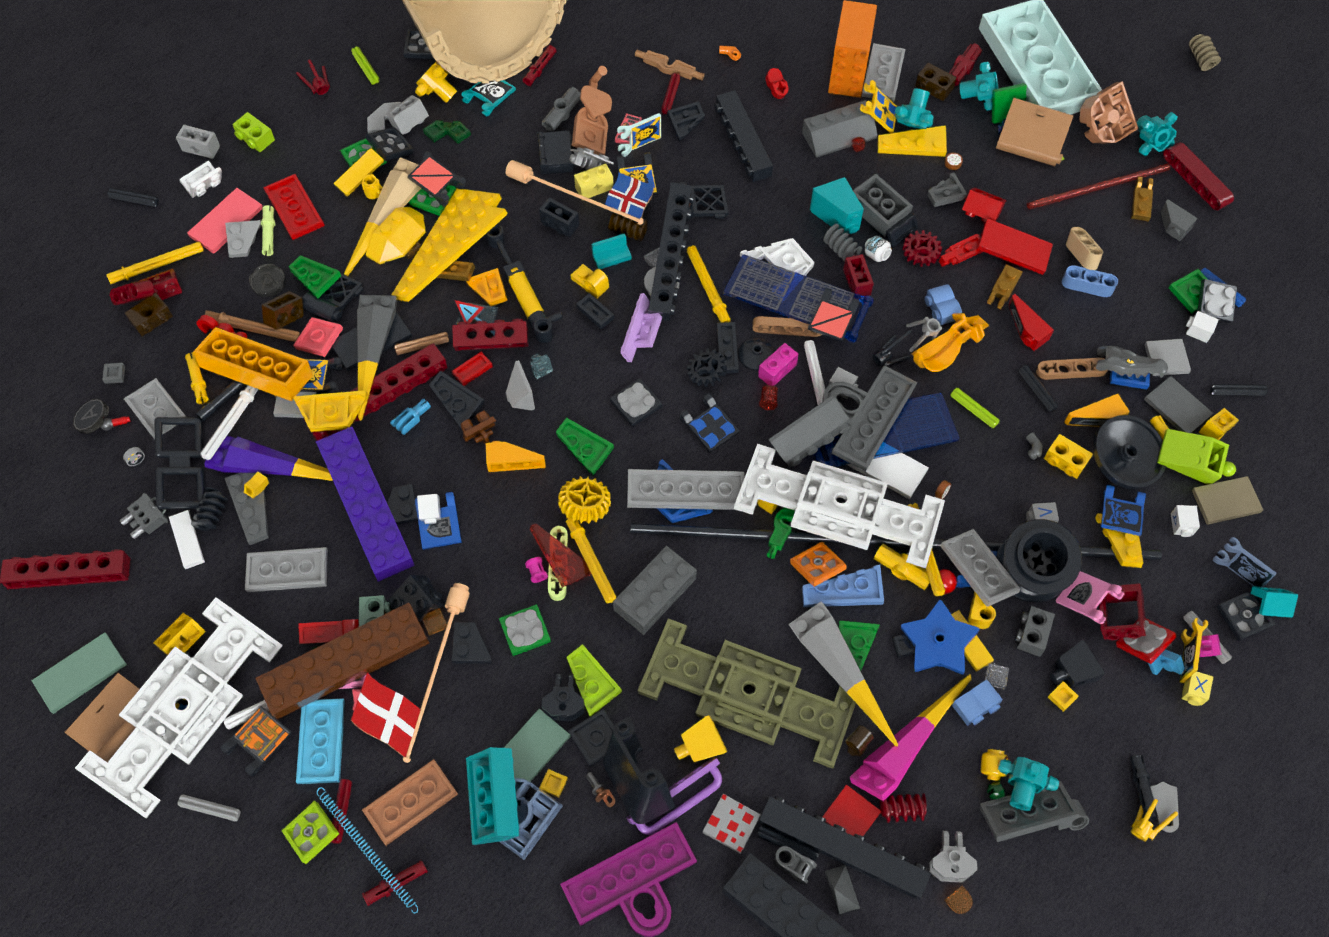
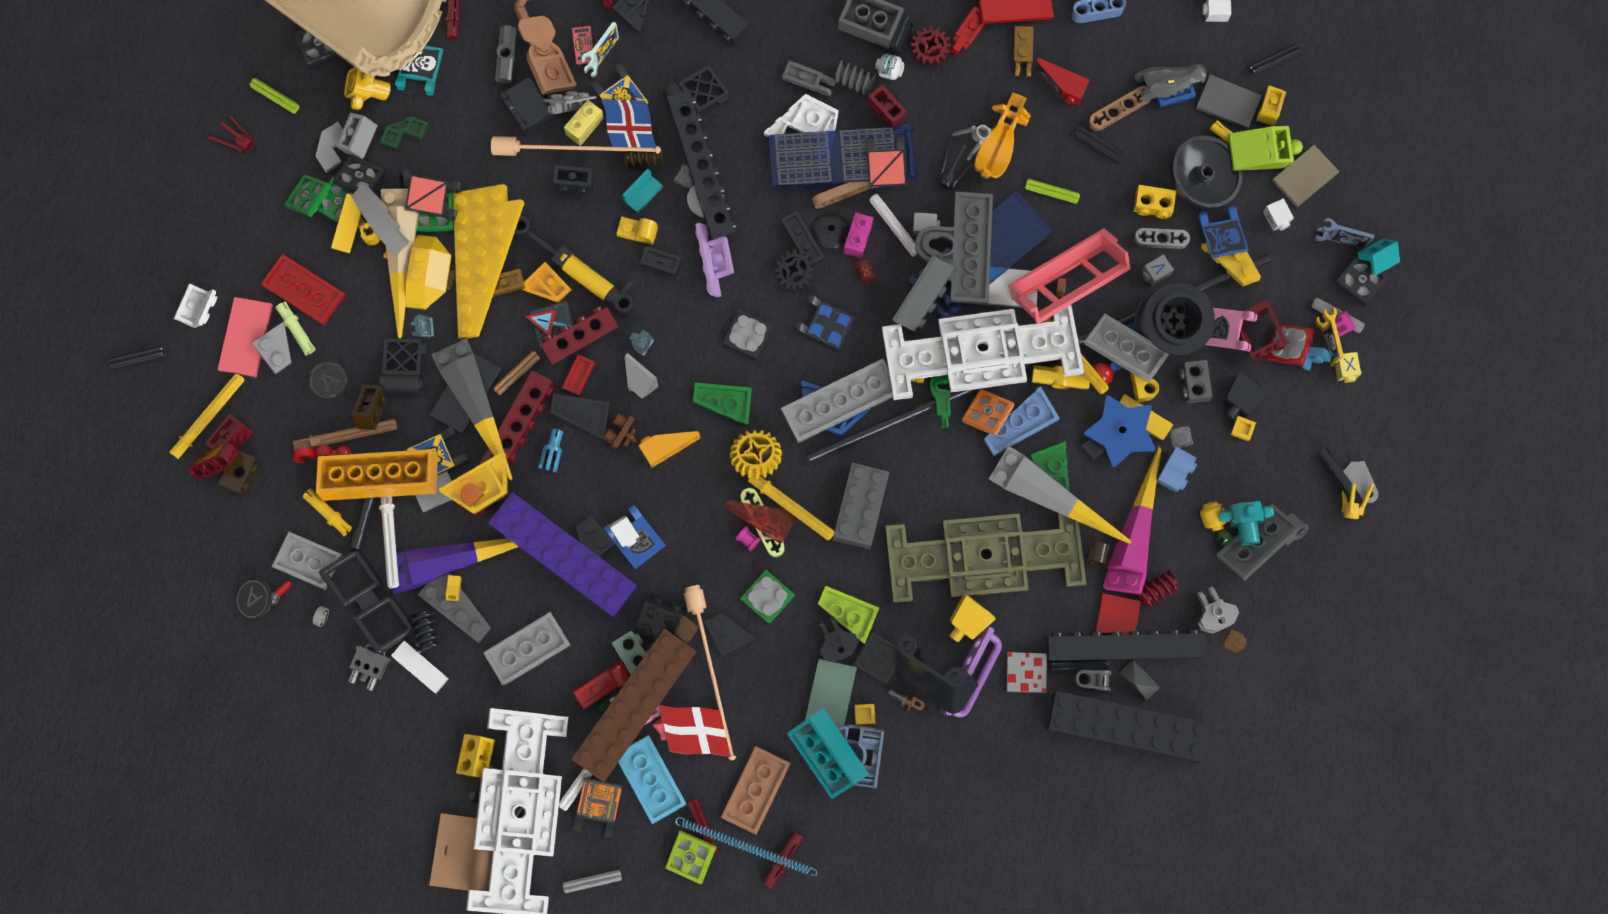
camera: 30 degrees left, 15 degrees up
(14, 577) = (283, 769): dark red brick -> none
(79, 673) = (404, 830): sand green tile -> none
(114, 373) = (245, 546): dark grey plate -> none
(198, 141) = (164, 267): light grey brick -> none
(253, 132) = (213, 224): lime brick -> none
(314, 275) = (374, 355): green wing -> none
(317, 411) = (471, 494): none -> clear orange tile
(318, 336) = (415, 415): coral tile -> none
(338, 141) = (307, 195): none -> green piece
(368, 273) = (423, 326): none -> clear light blue tile
(382, 175) = (378, 218): none -> light grey slope
(629, 874) = (966, 756): magenta plate -> none
(718, 306) = (773, 200): yellow axle -> none
(801, 229) = (807, 78): none -> dark grey hinge
(837, 205) = (833, 40): teal slope -> none
(942, 303) = (977, 98): medium blue brick -> none
(952, 469) = (1062, 264): none -> coral piece
(1037, 446) = (1123, 204): dark grey arm -> none
(1049, 480) = (1156, 244): none -> light grey beam
(1098, 412) = (1165, 143): light orange slope -> none
(1172, 353) = (1199, 51): light grey tile -> none

